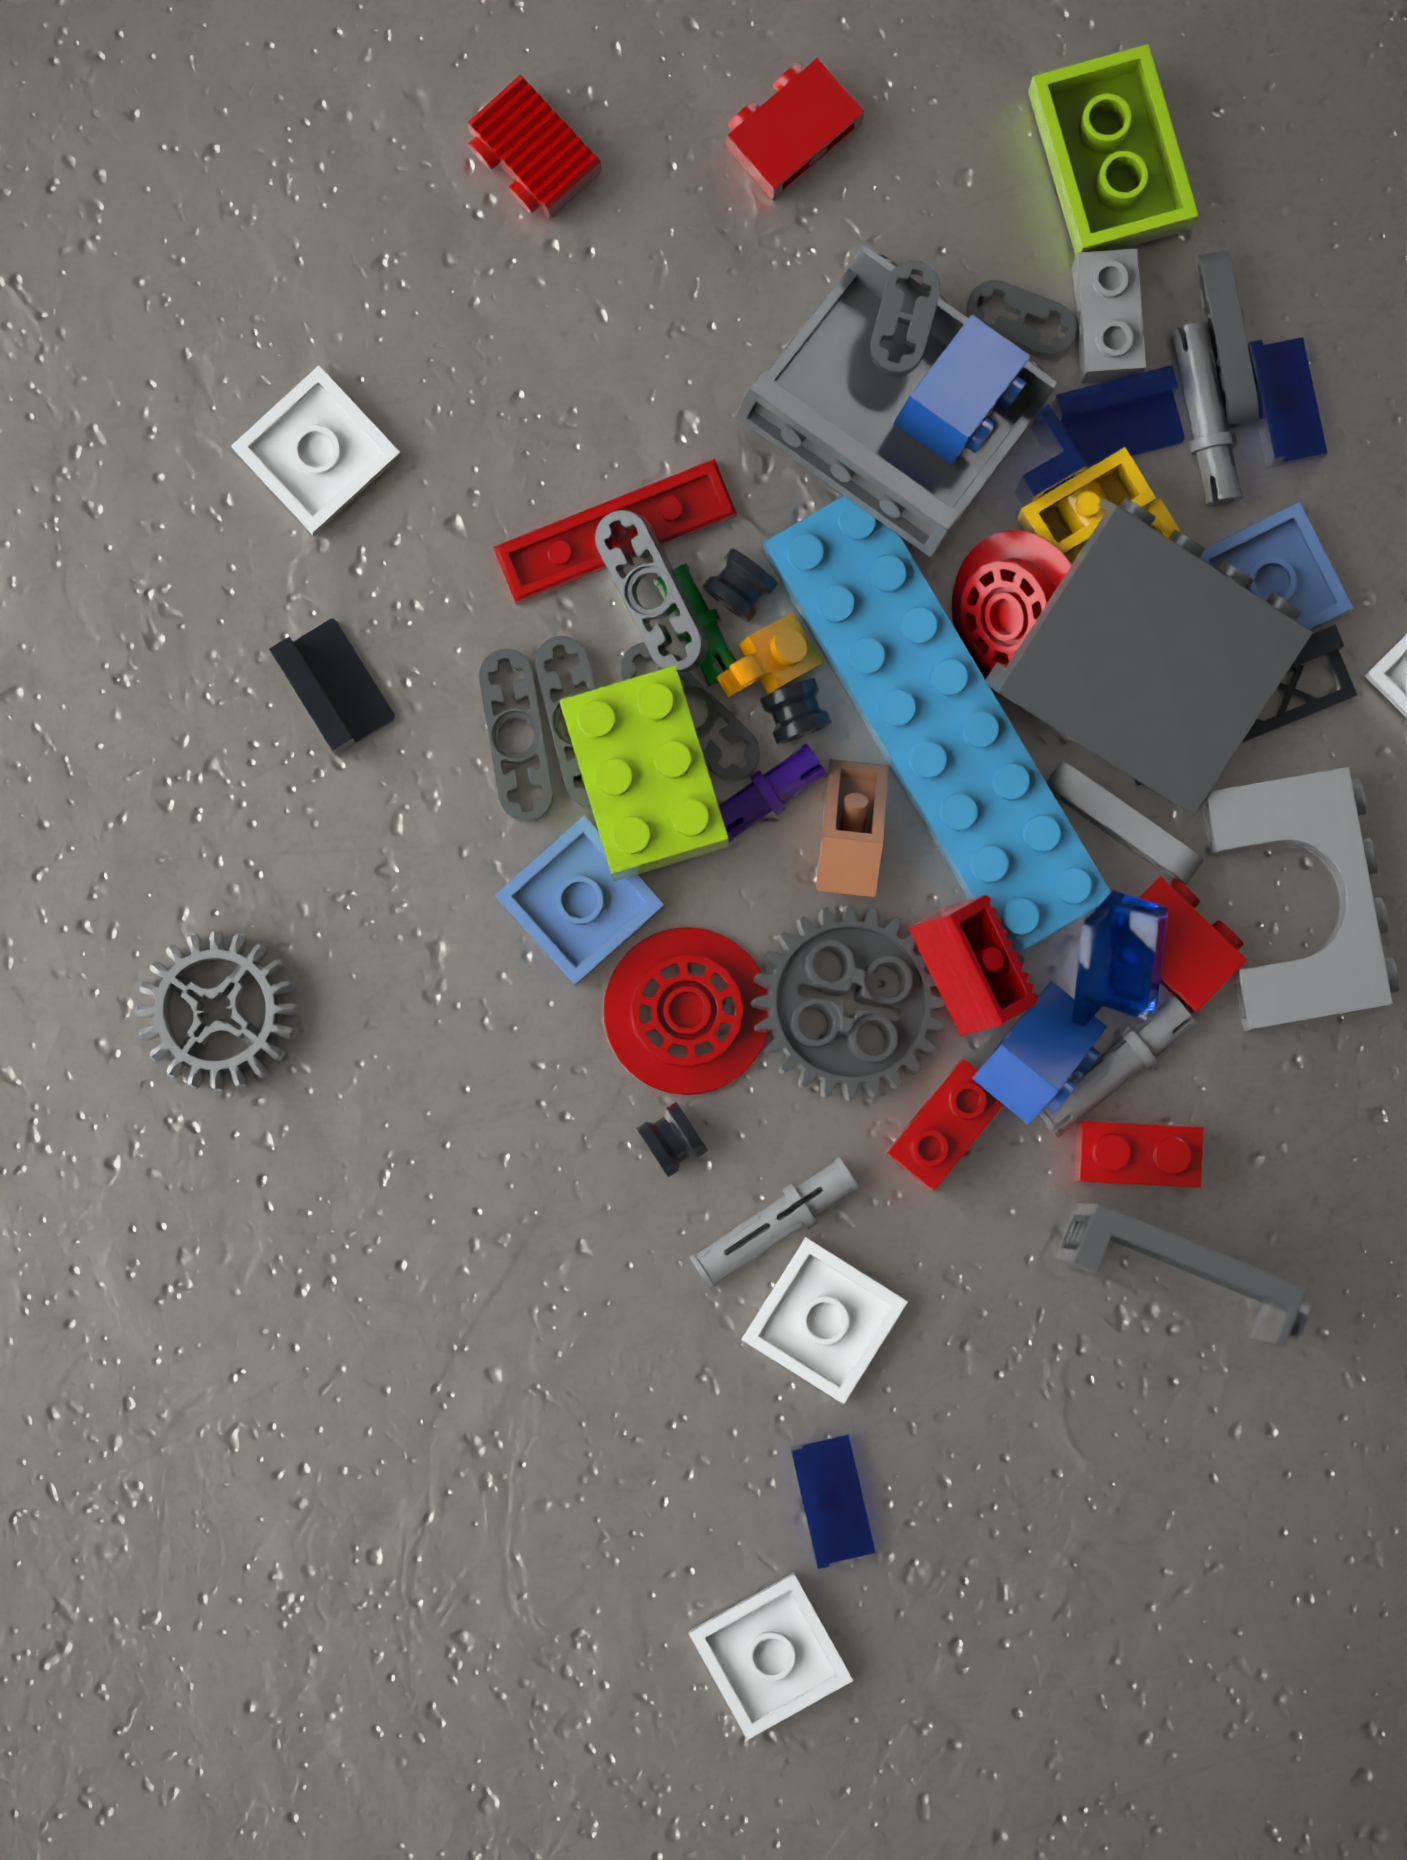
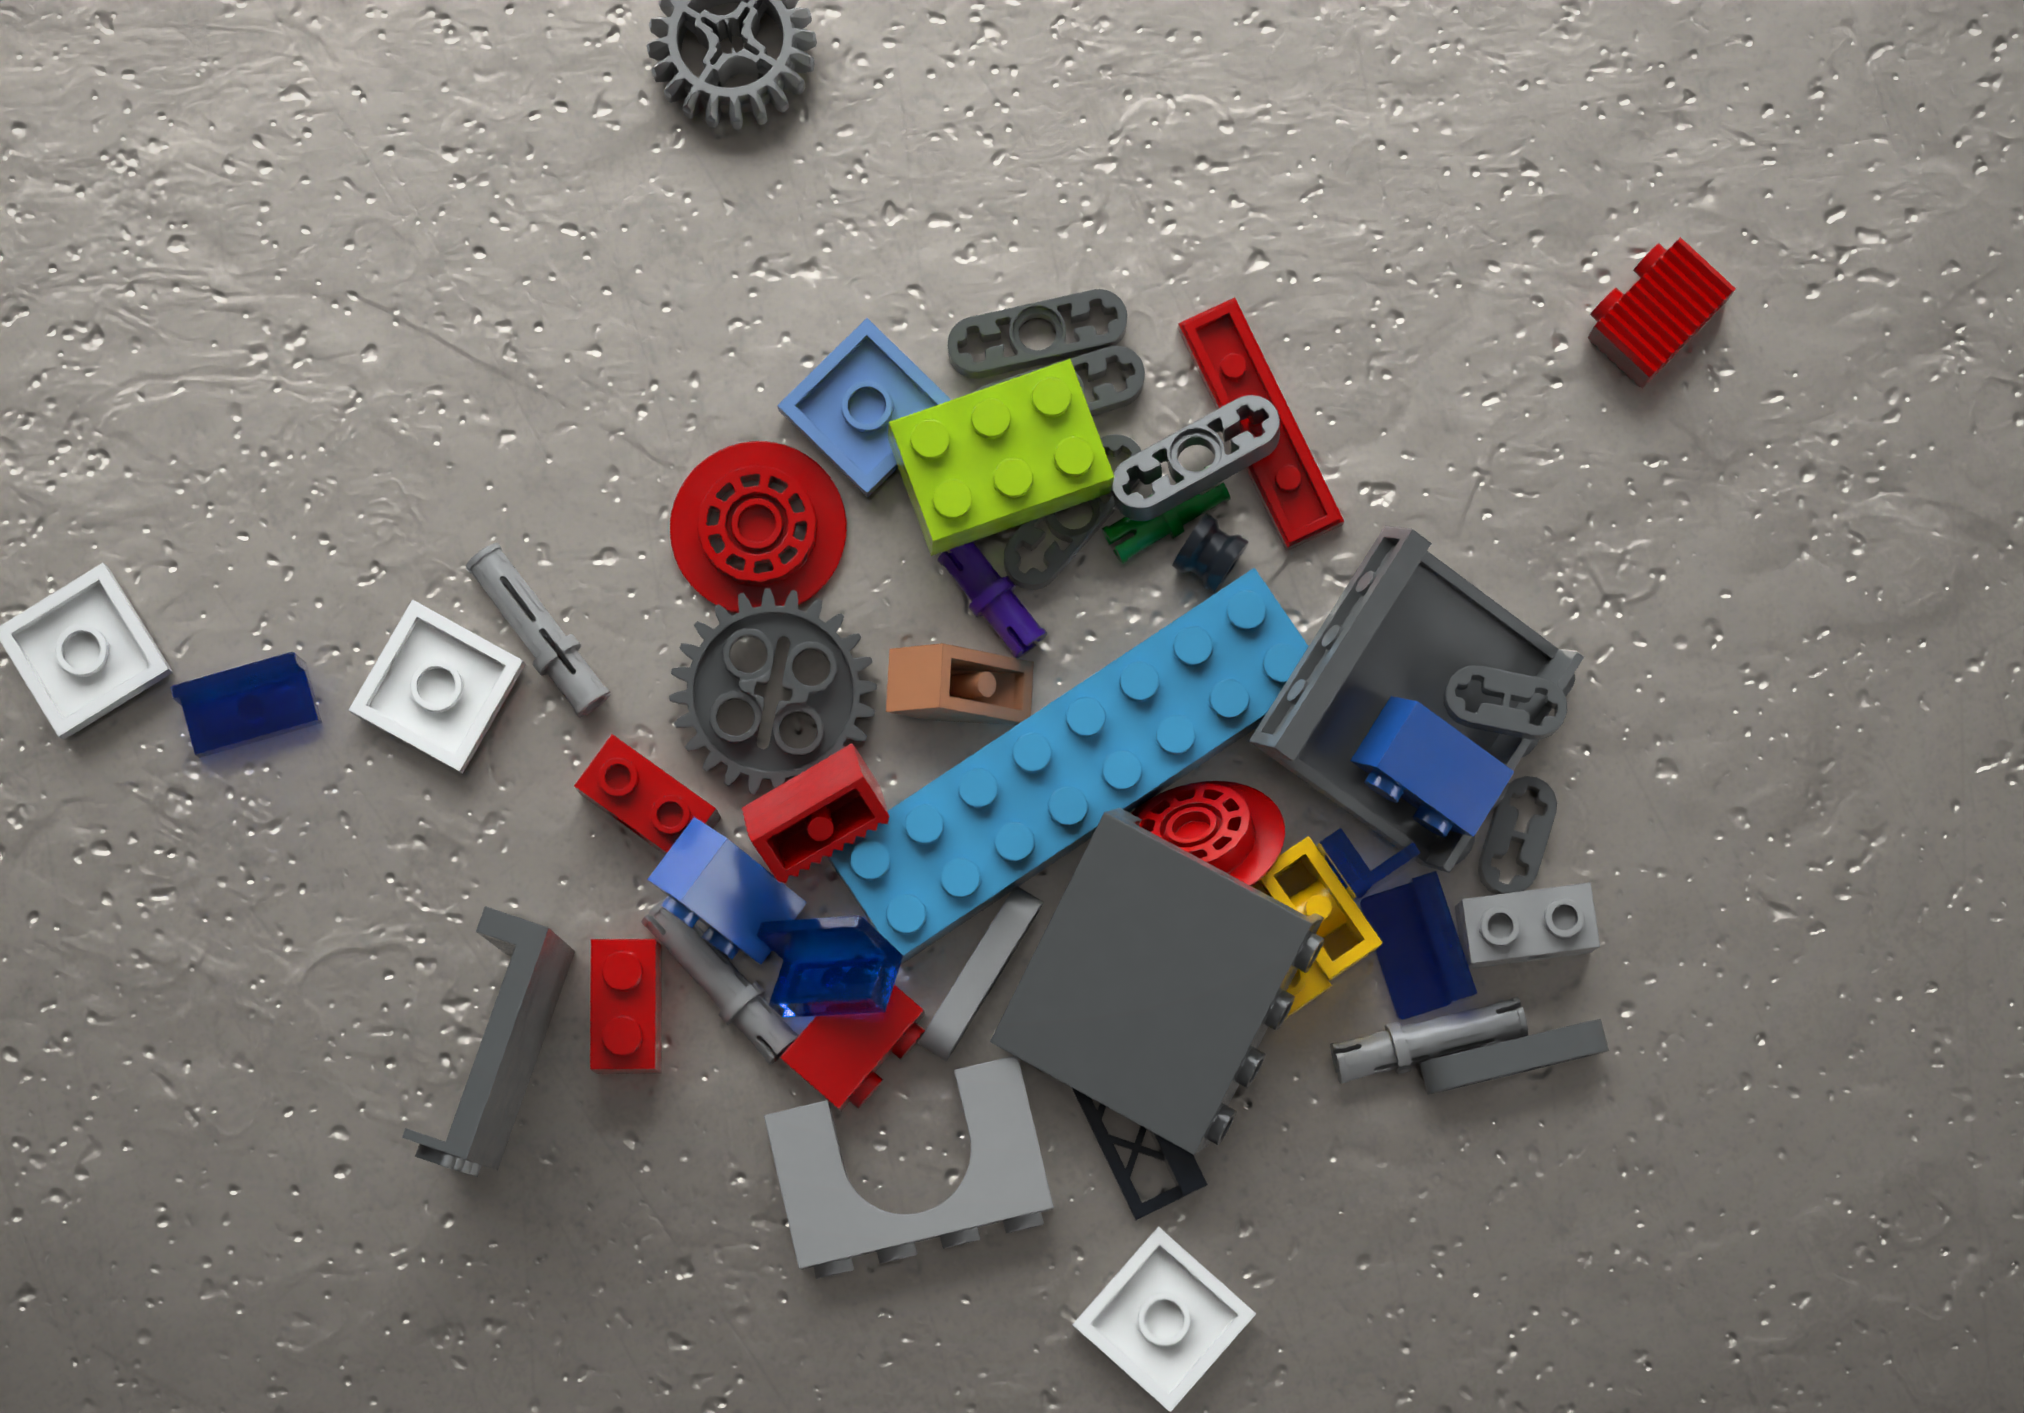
camera: 90 degrees right, 5 degrees down
(316, 450) = (1323, 110): white plate -> none
(333, 685) = (1076, 141): black panel -> none
(672, 1139) = (620, 516): black wheel -> none
(773, 656) = (1138, 592): light orange plate -> none
(793, 127) = (1704, 580): red brick -> none
(795, 711) = (1080, 619): black wheel -> none
(1113, 151) = (1704, 918): lime brick -> none
(1286, 403) = (1449, 1124): clear blue panel -> none
(1288, 561) = (1273, 1129): medium blue plate -> none

